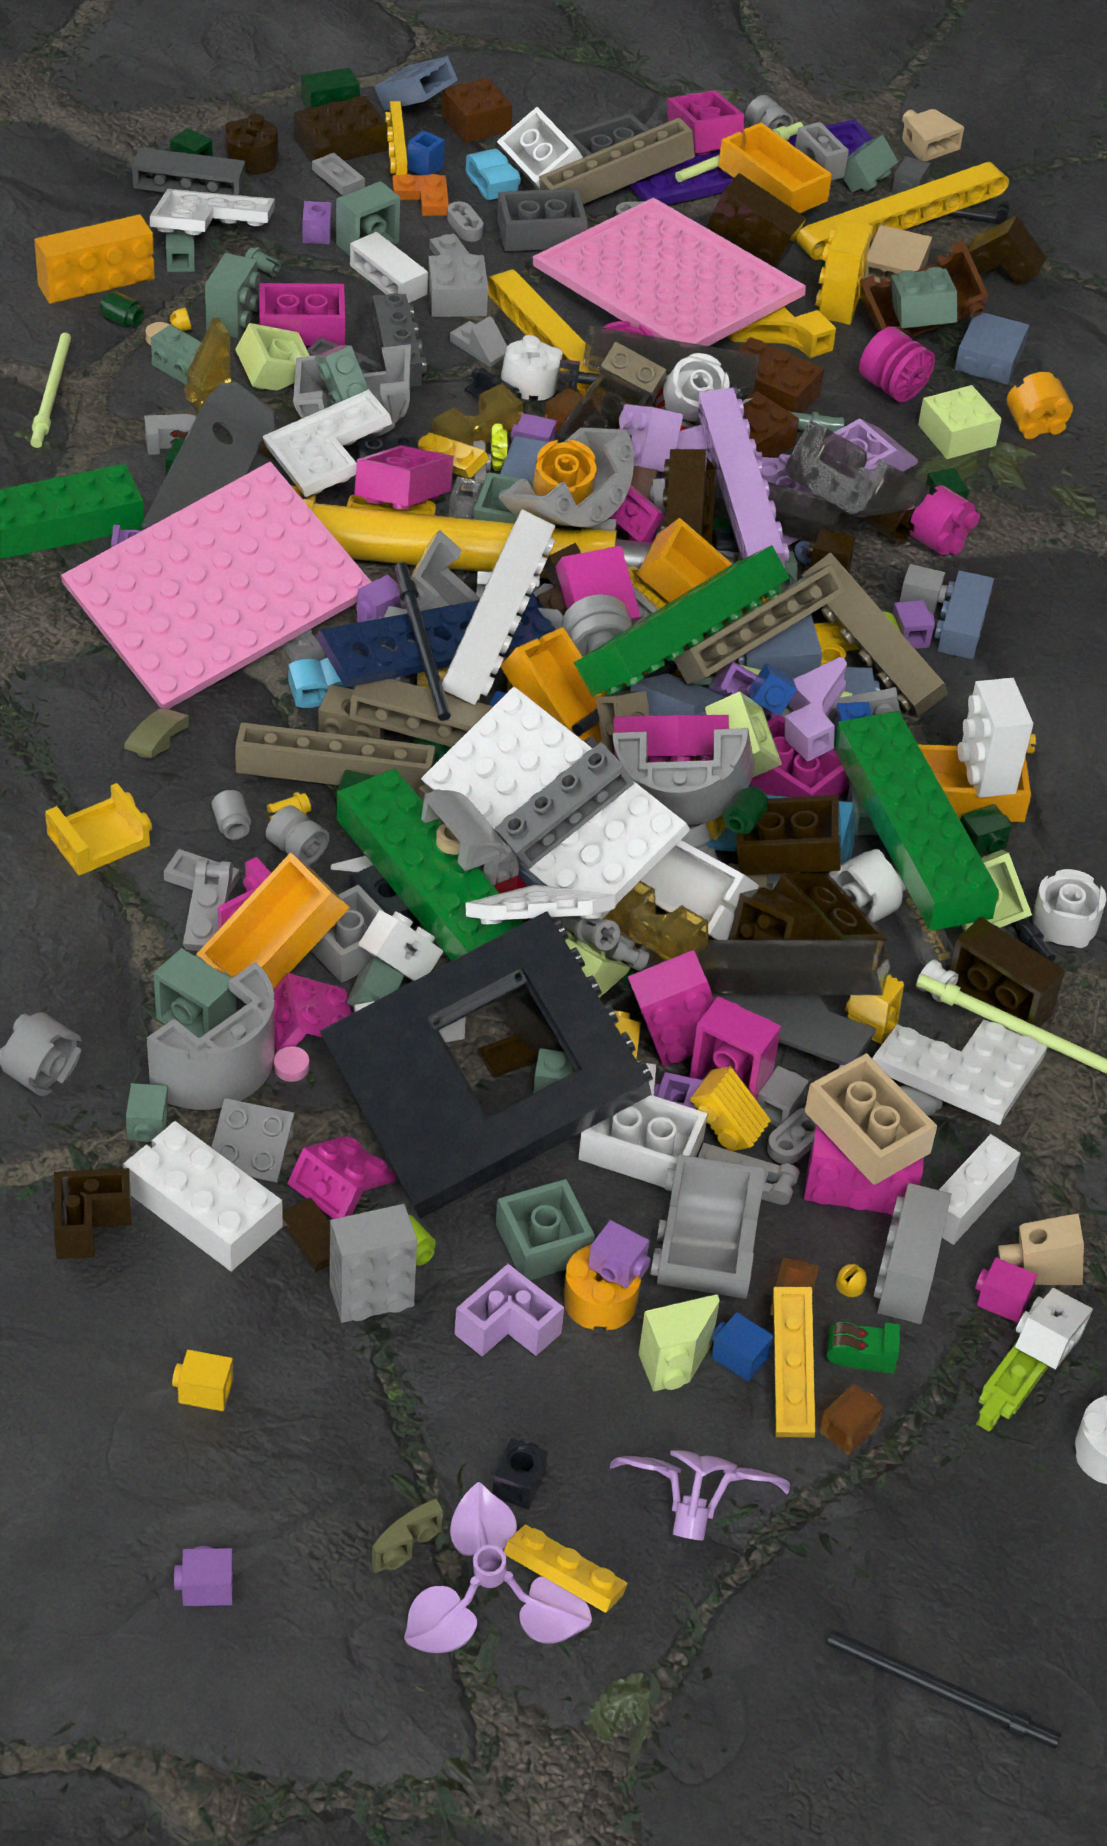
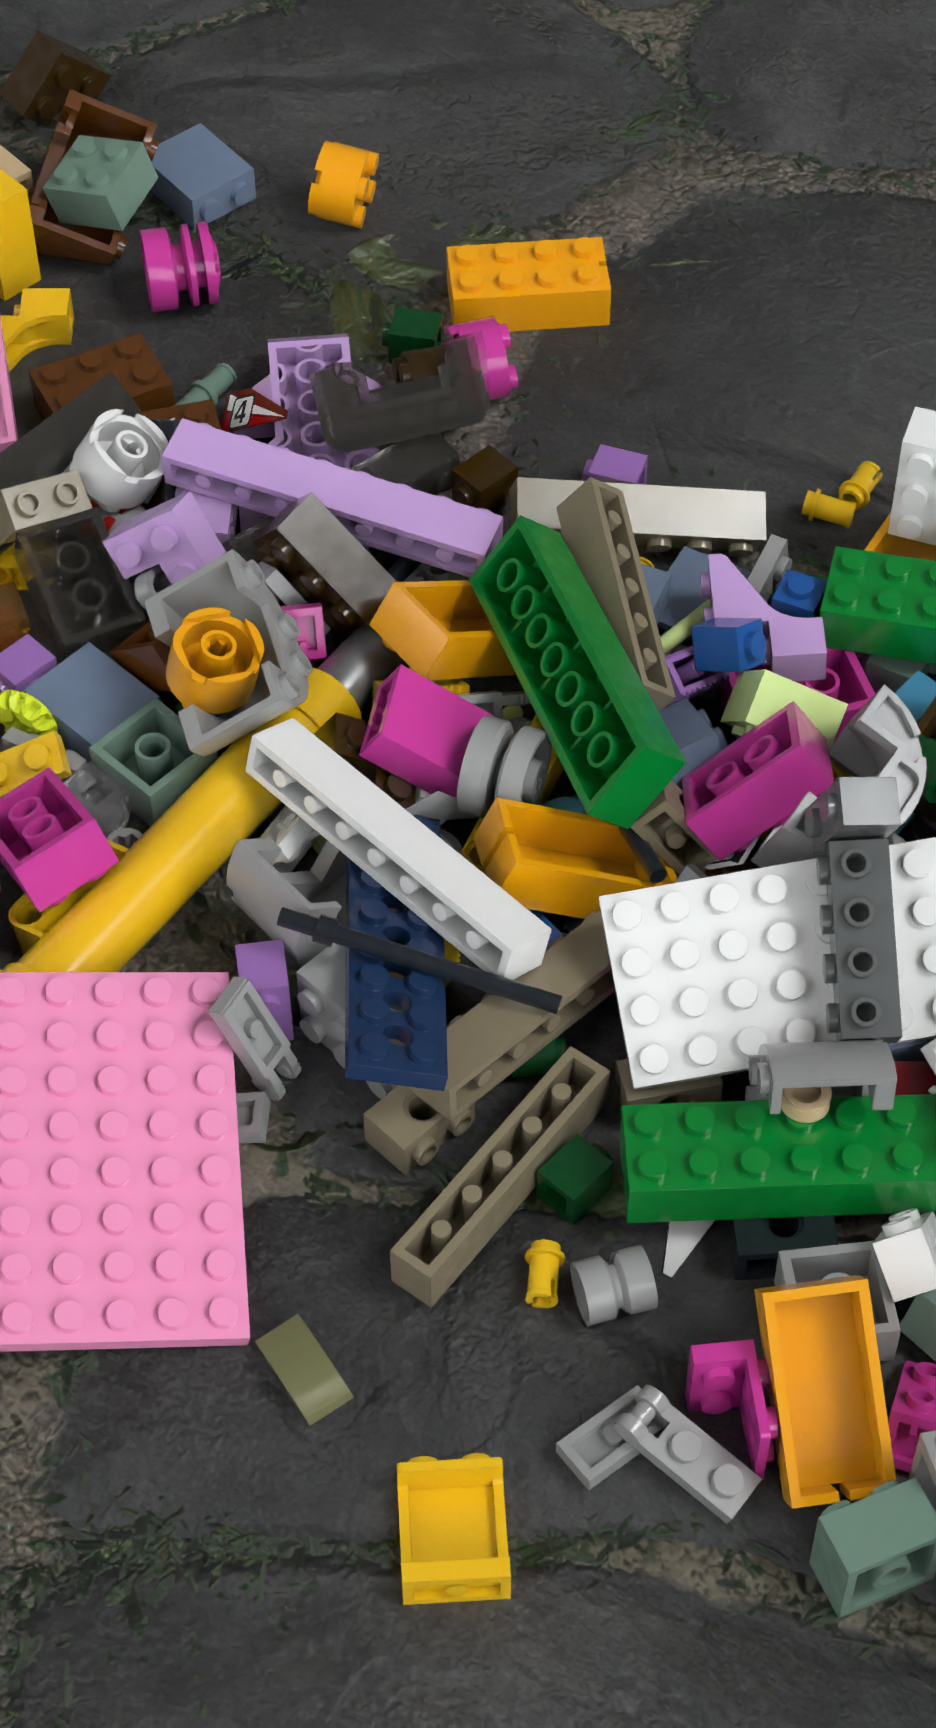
camera: 55 degrees left, 5 degrees up
(231, 814) = (520, 1347): light grey brick -> none
(310, 681) = (328, 1122): medium azure brick -> none
(341, 600) = (255, 1037): none -> light grey hinge
(631, 745) = (853, 811): none -> brick
(924, 585) = (562, 439): light grey brick -> none
(959, 422) = (307, 266): yellowish green brick -> none
(963, 614) = (631, 421): sand blue brick -> none
(1039, 524) = (531, 283): none -> light orange piece

